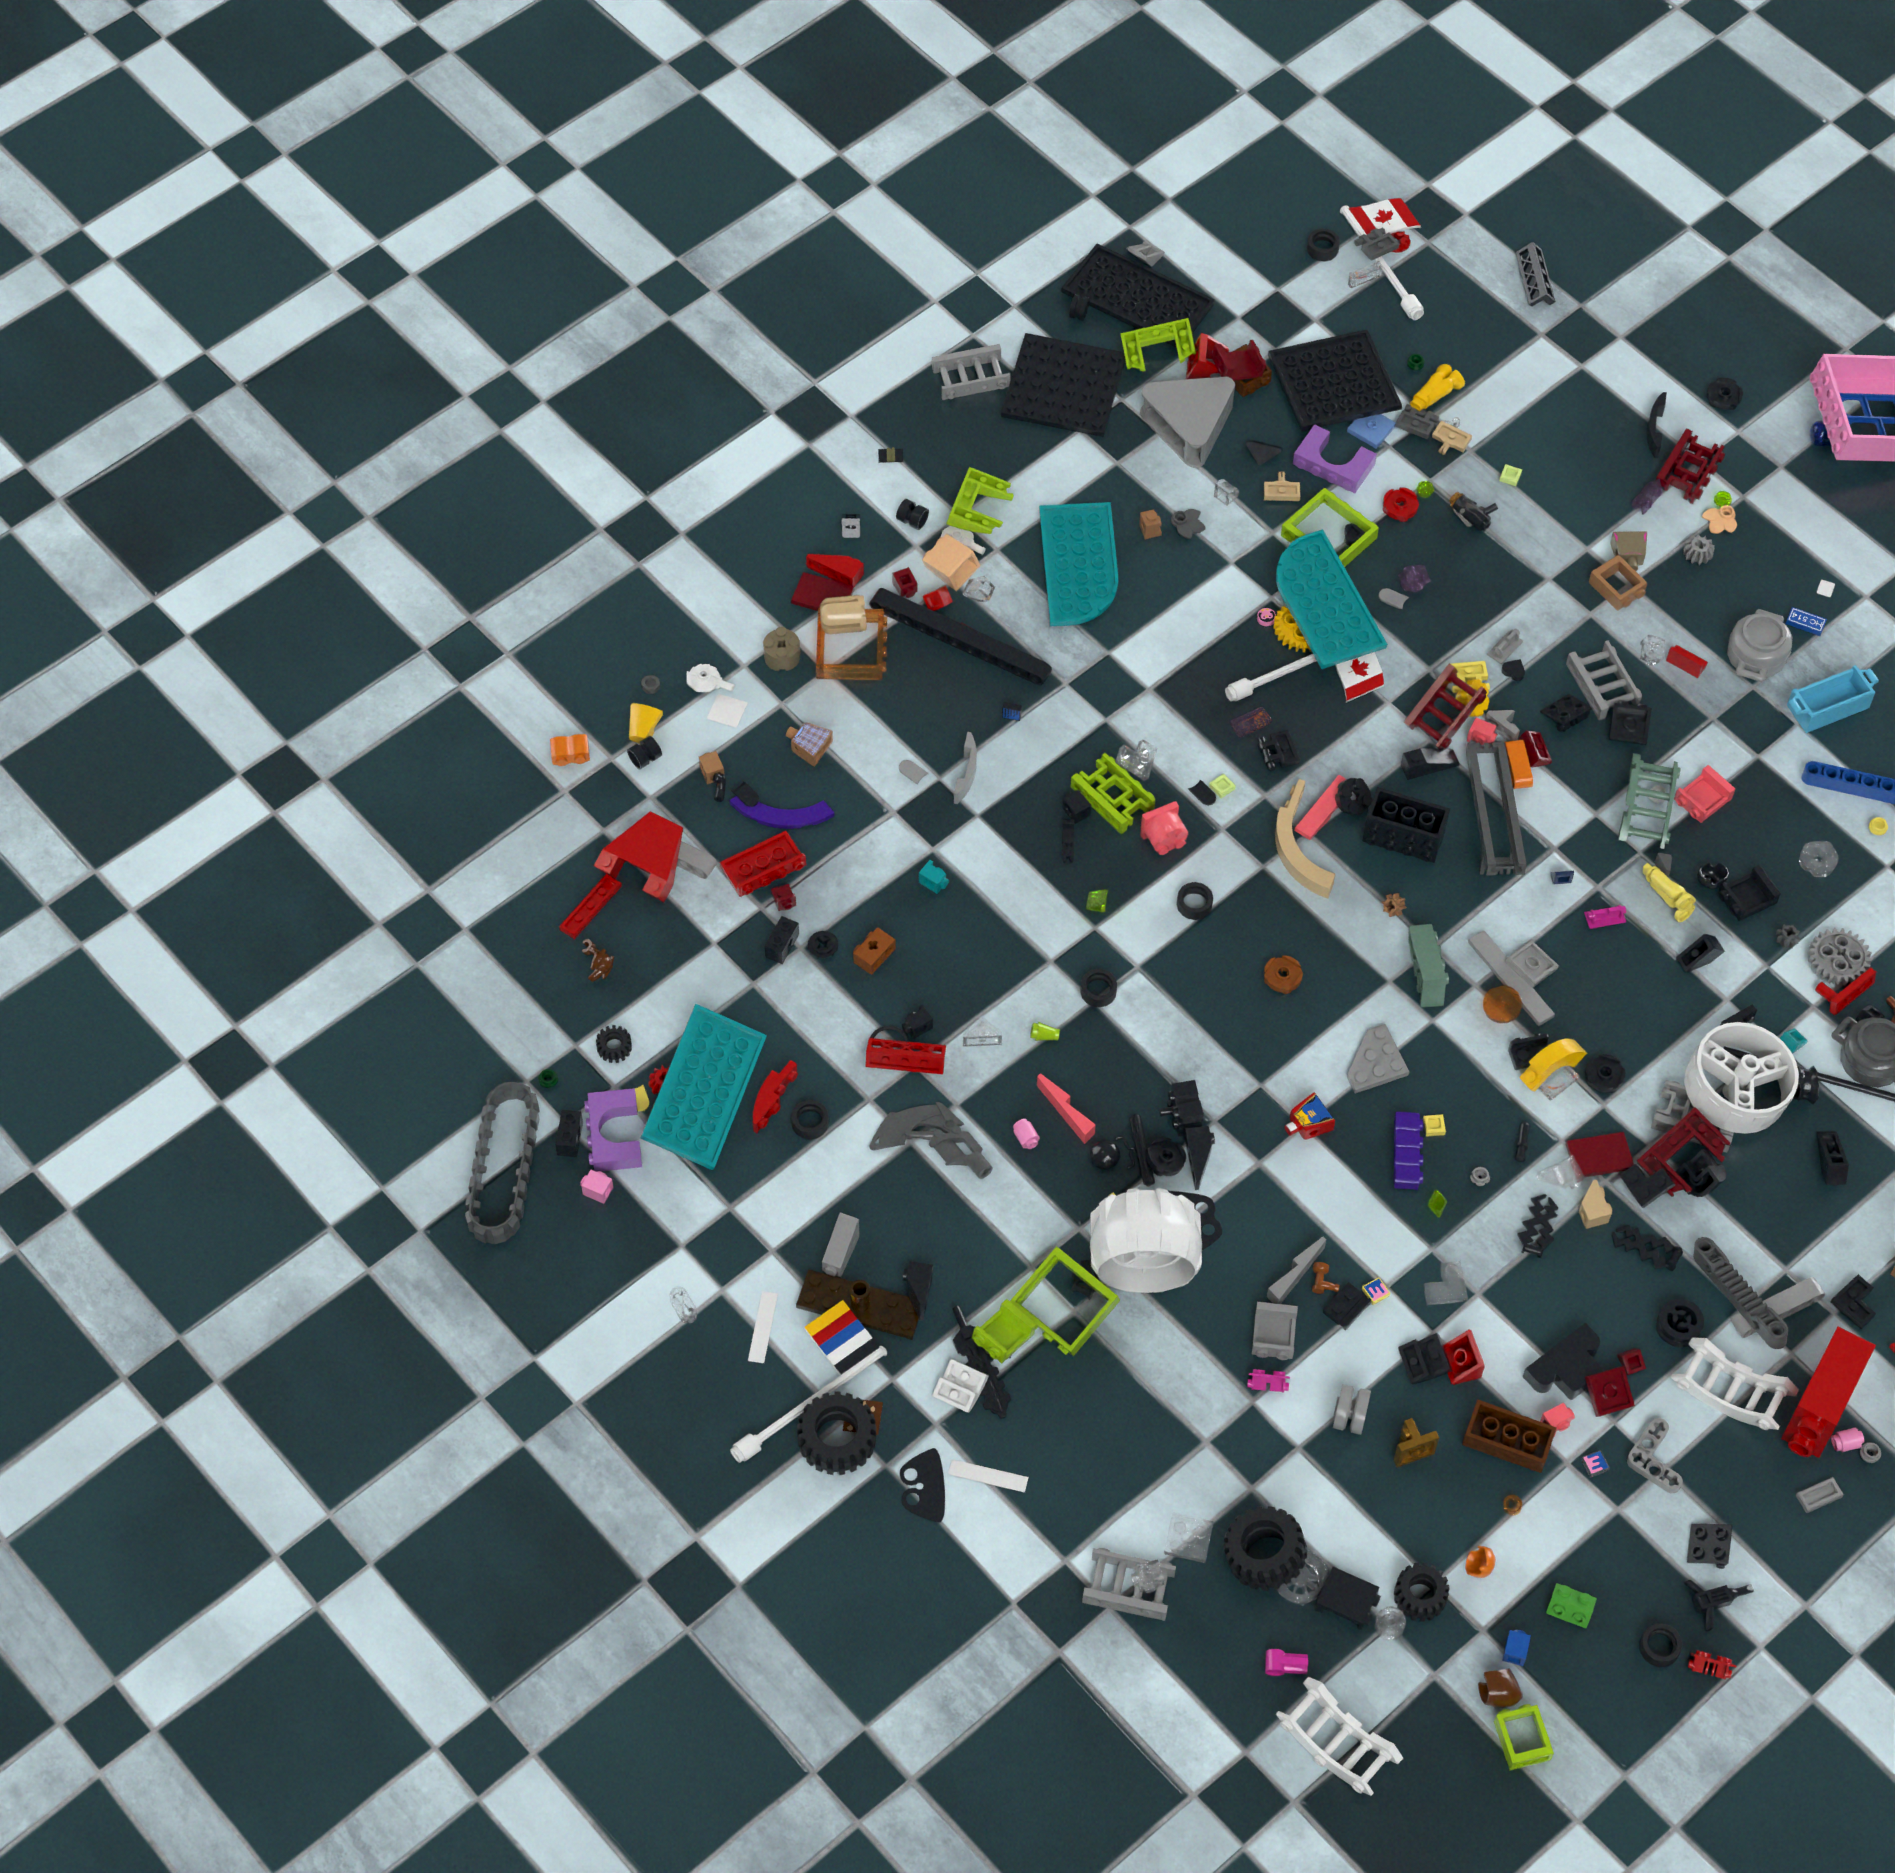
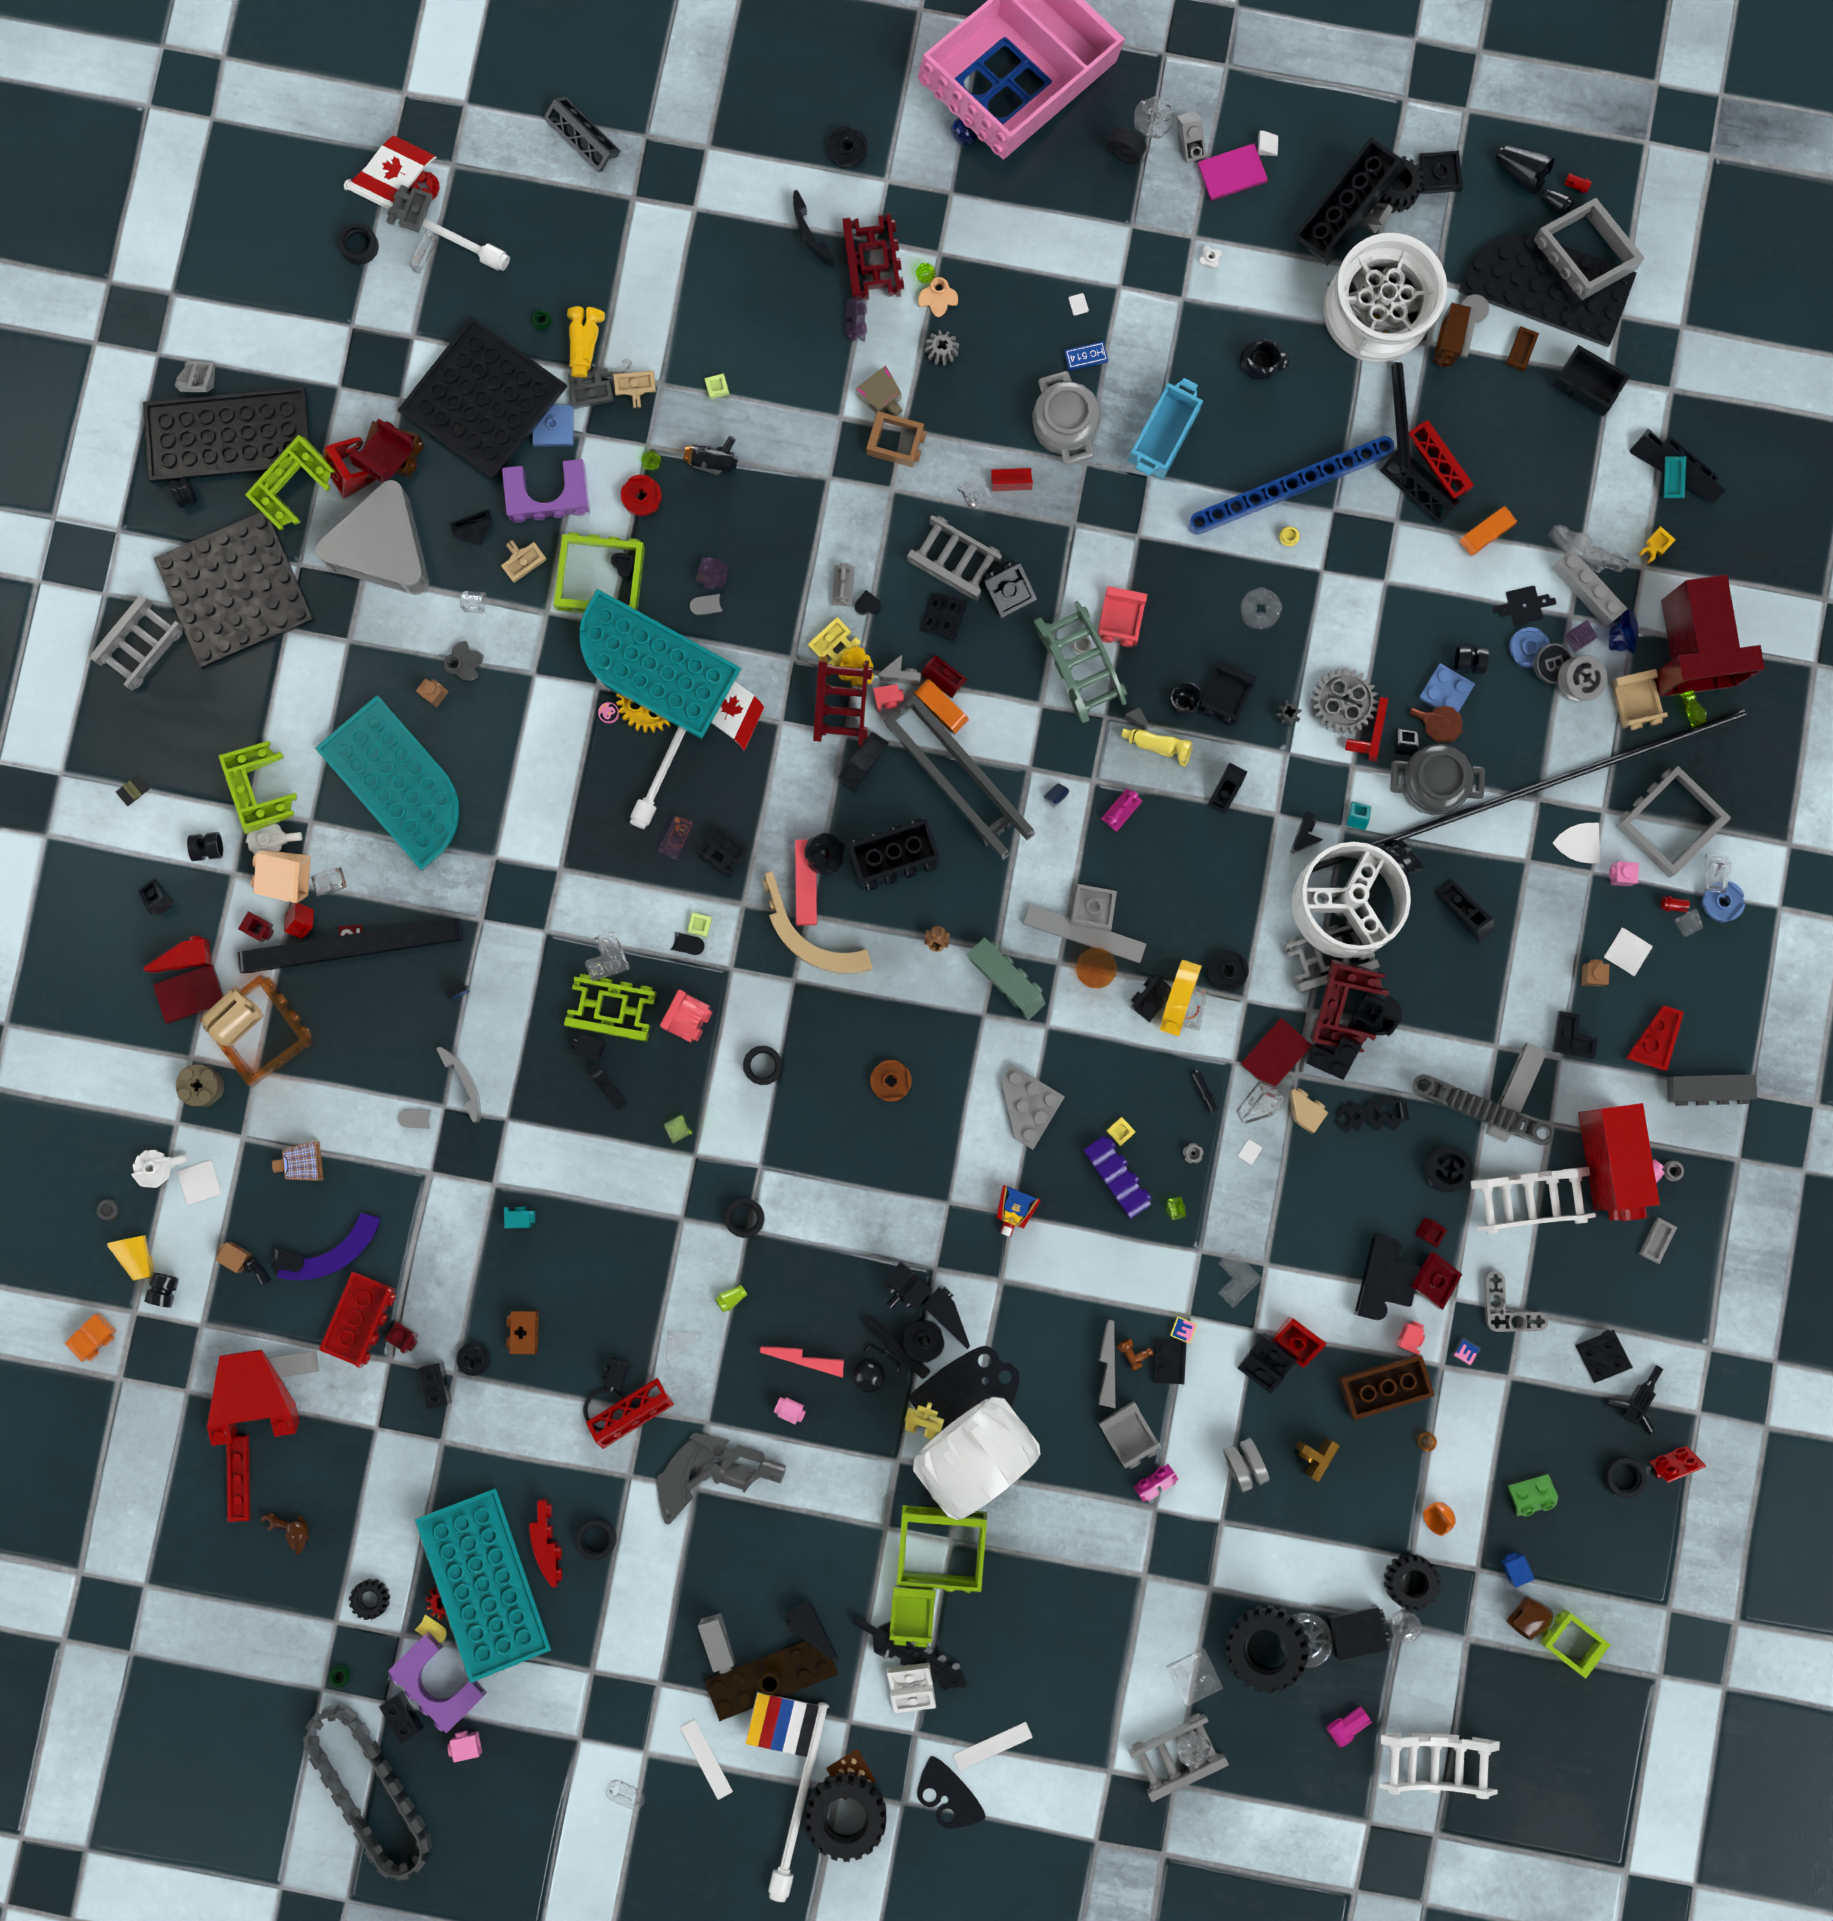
camera: 40 degrees left, 25 degrees up
(1523, 1208) = (1250, 1152): none -> white sticker
(1525, 1236) = (1269, 1184): black piece -> none

